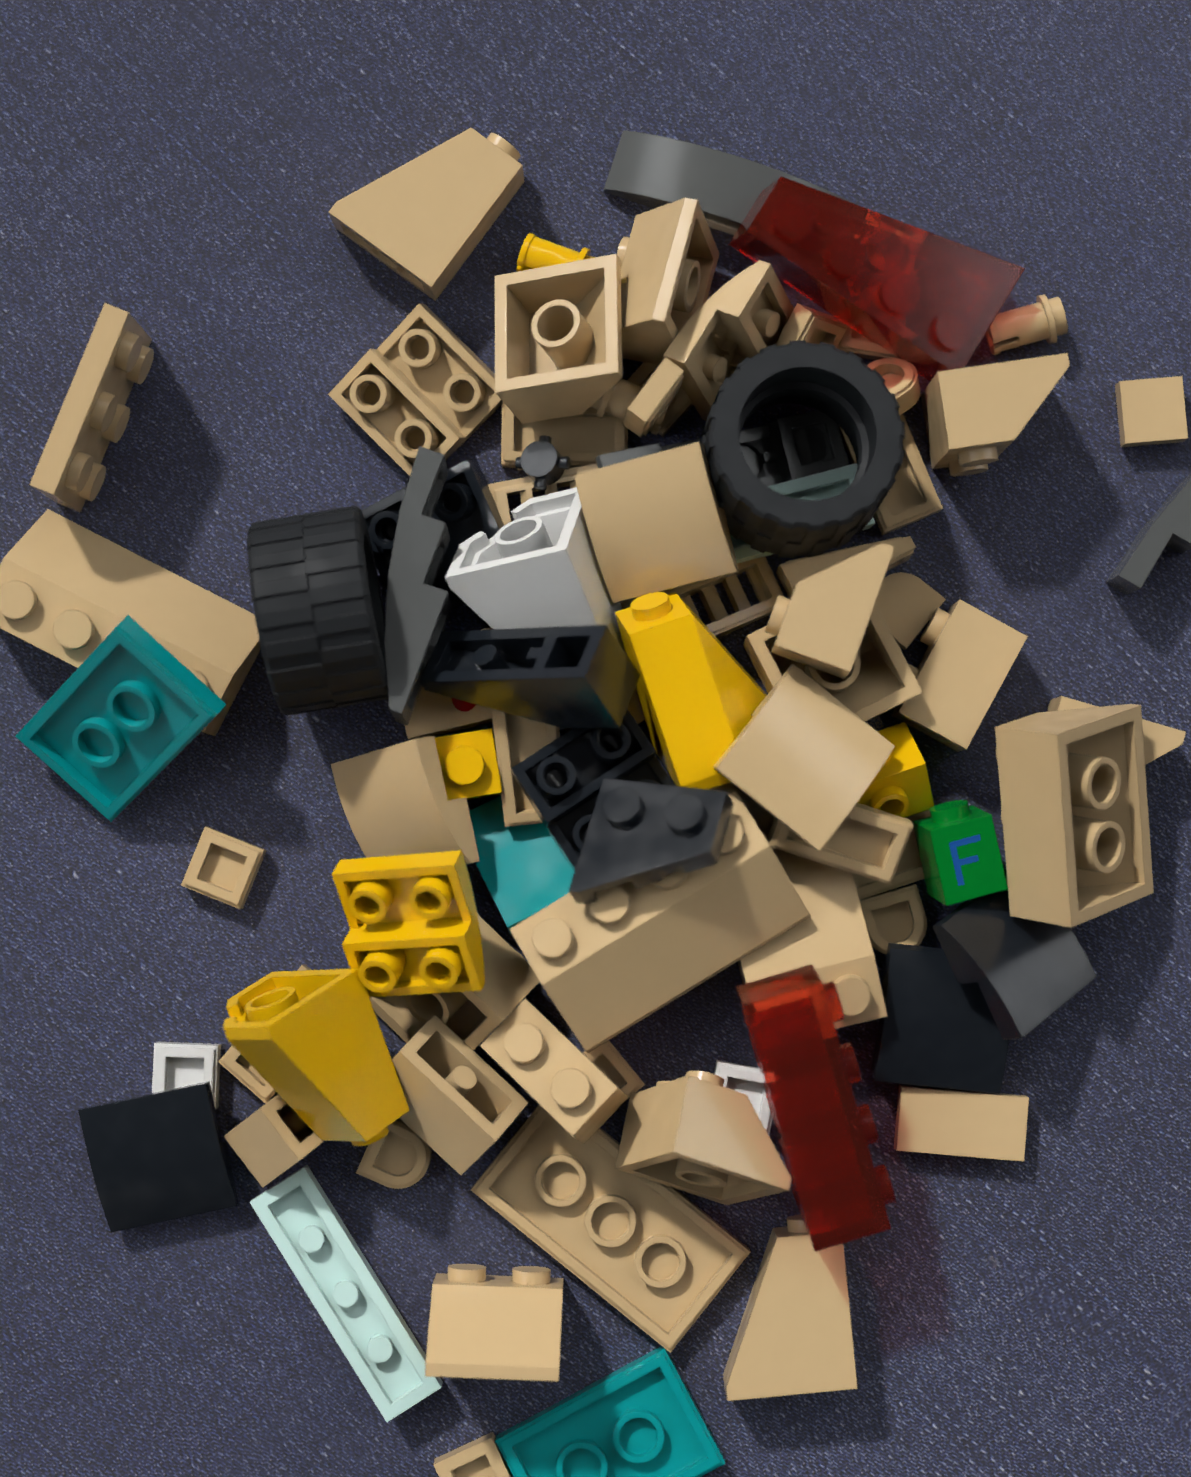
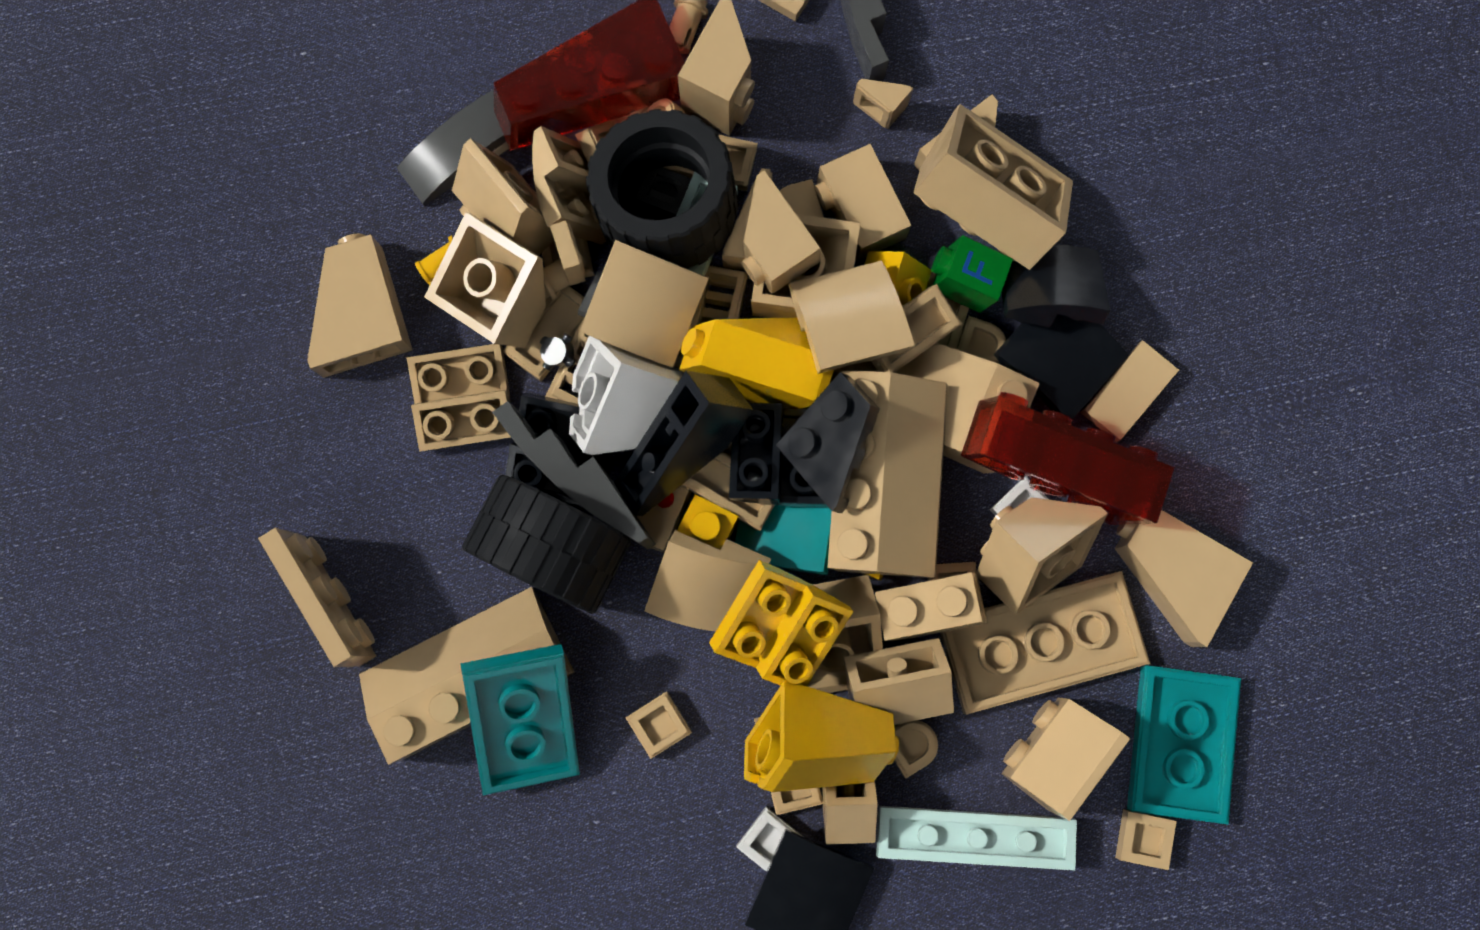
camera: 55 degrees left, 5 degrees down
(1093, 613) = (882, 100): none -> tan slope

